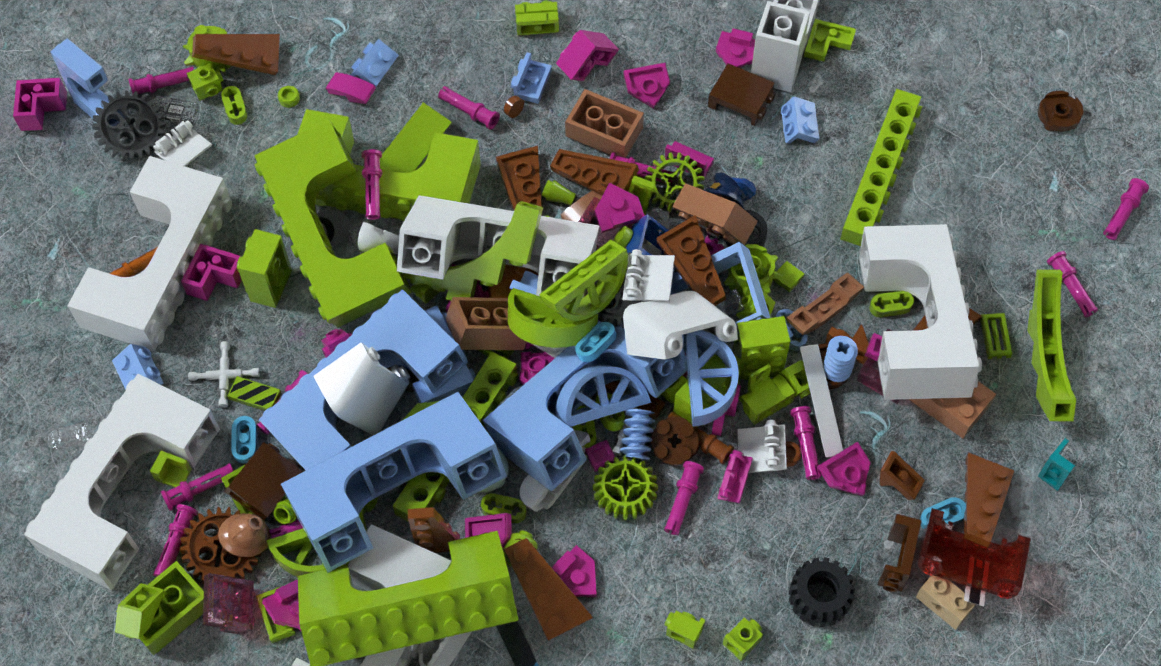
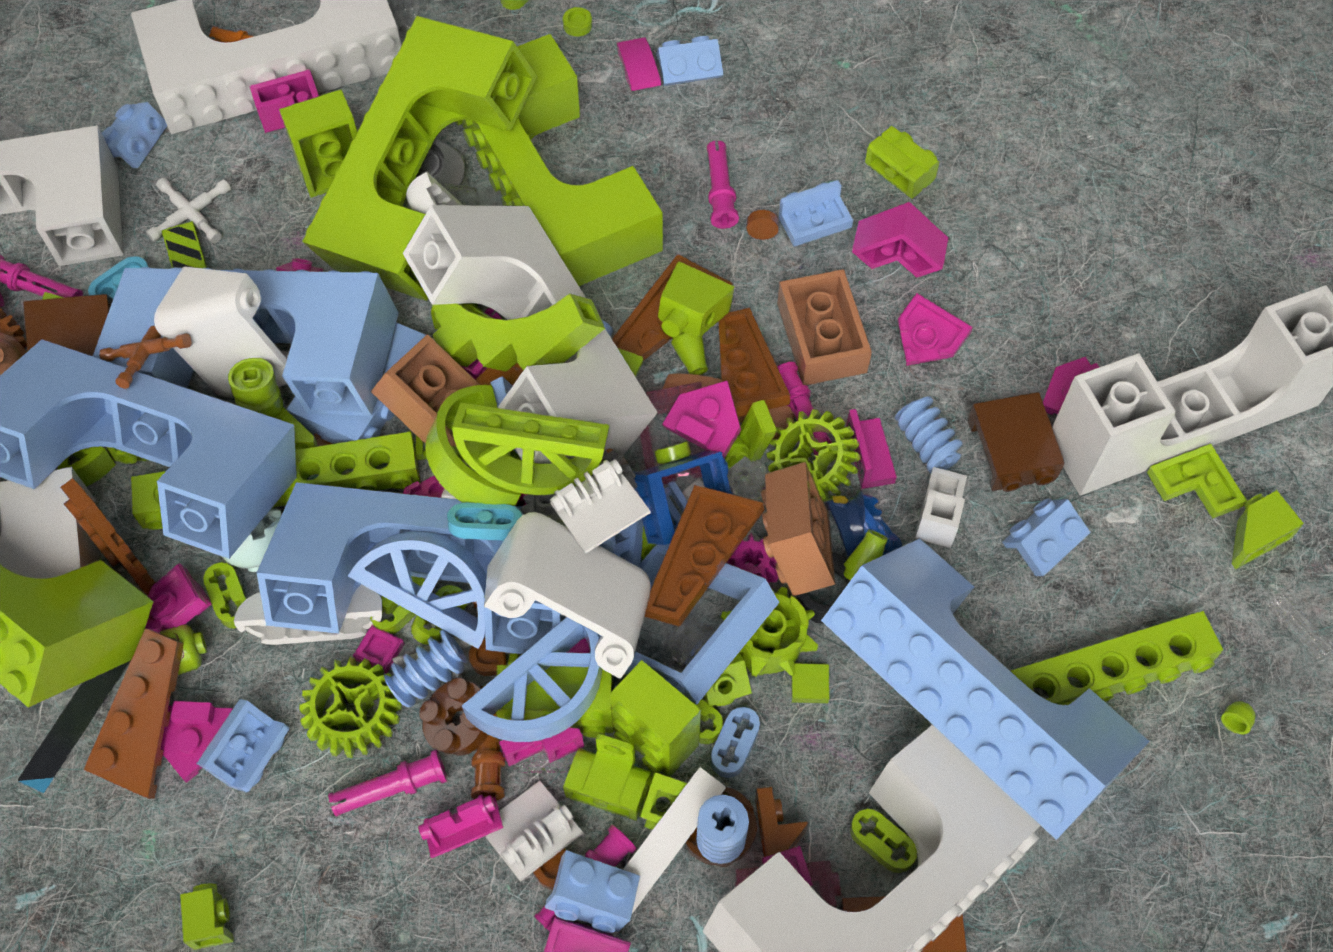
camera: 50 degrees right, 0 degrees up
(170, 469) = (31, 245): lime panel -> none
(339, 434) = (139, 352): none -> dark orange piece
(372, 174) = (515, 146): dark pink pin -> none
(401, 402) = (256, 386): none -> lime wheel
(413, 140) = (651, 156): lime brick -> none
(537, 168) = (693, 301): none -> lime torso
(606, 551) = (243, 746): none -> light blue bracket
(704, 125) = (927, 434): none -> light blue piece
(754, 154) = (941, 508): none -> white arch
(755, 200) = (869, 549): none -> lime cone
(821, 439) = (593, 893): none -> light blue bracket
(826, 306) = (801, 759): nougat slope -> none
(873, 34) = (1263, 527): none -> lime slope
(919, 196) = (1036, 751): none -> light blue arch
(953, 118) = (1239, 717): none -> lime hinge

